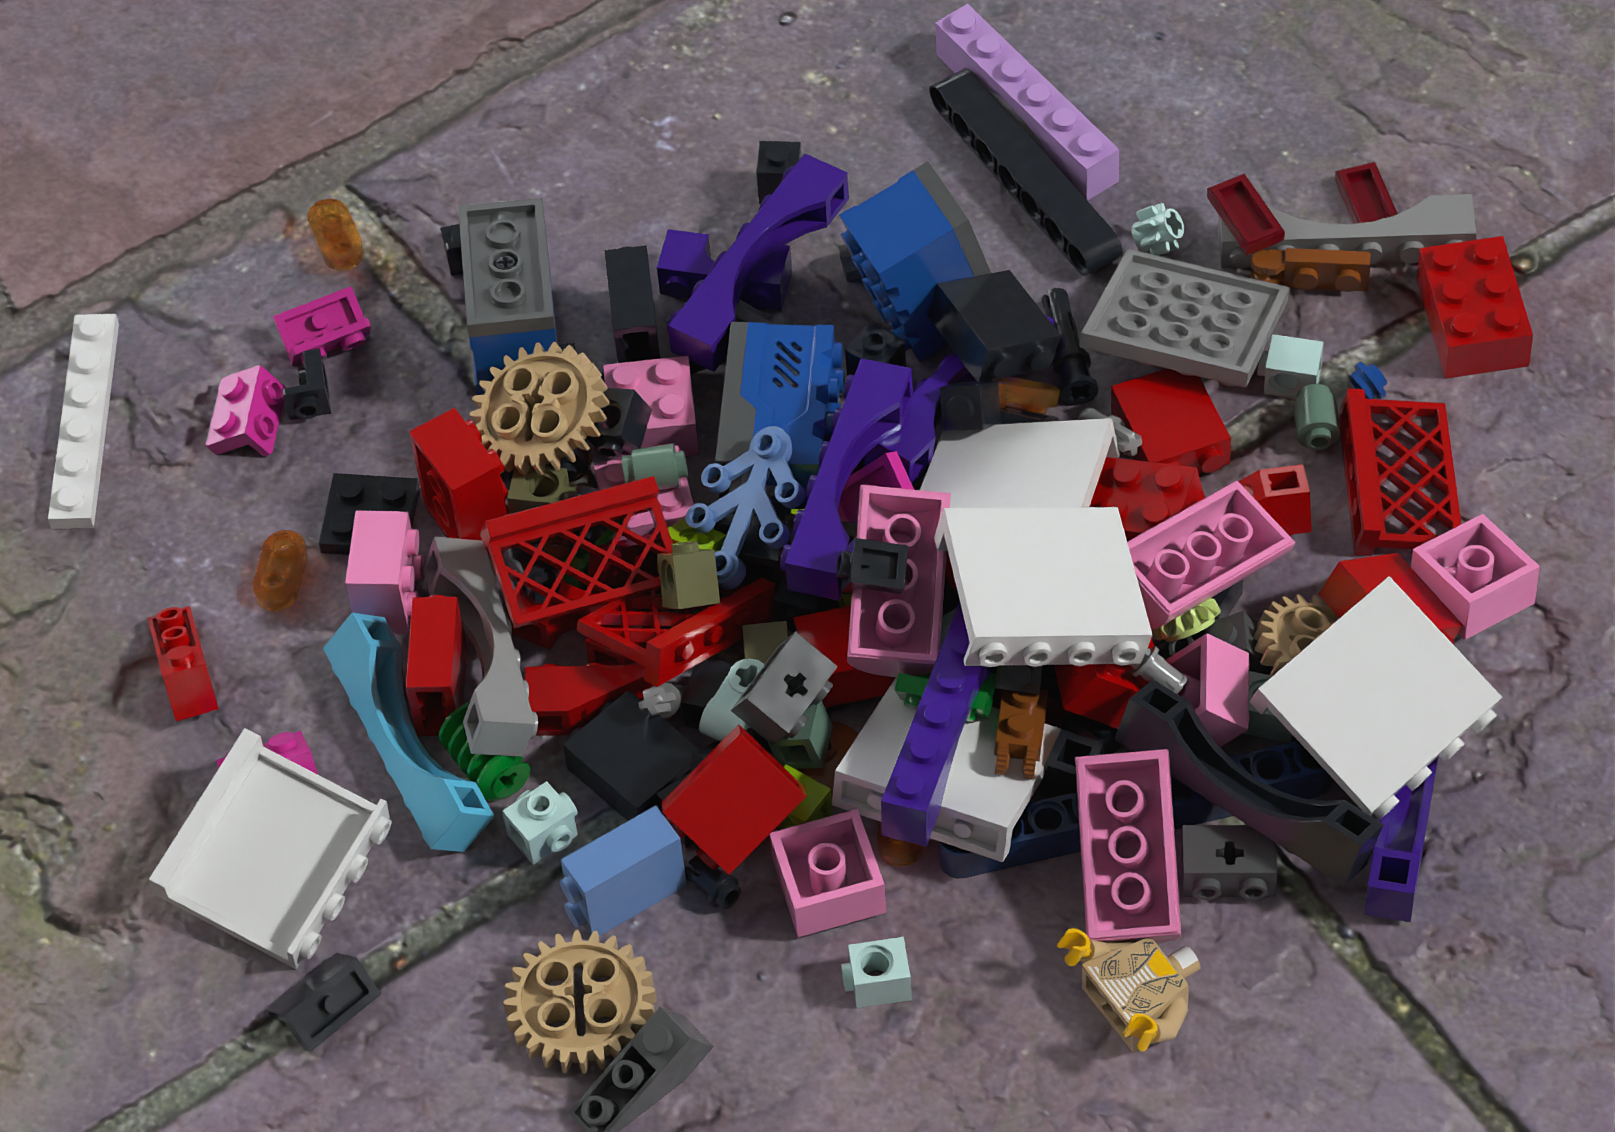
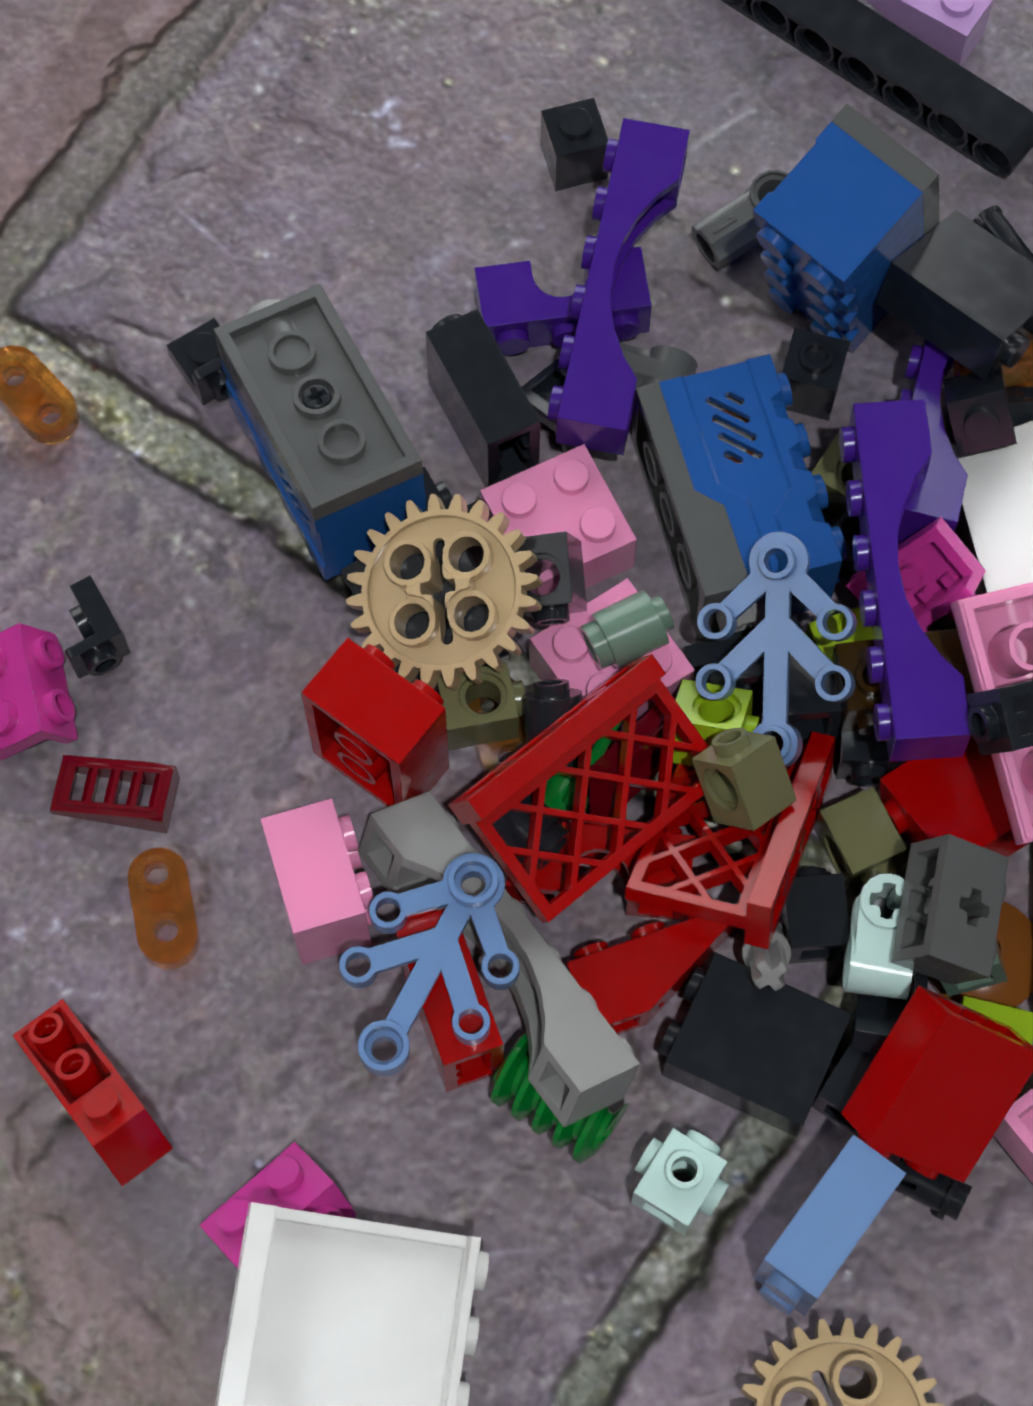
camera: 25 degrees left, 15 degrees up
(297, 511) = (152, 818): none -> dark red slope
(323, 324) = (72, 535): dark pink bracket -> none
(362, 493) = (239, 781): black plate -> none
(370, 669) = (532, 1191): medium azure arch -> none
(426, 617) = (434, 953): none -> medium blue plant

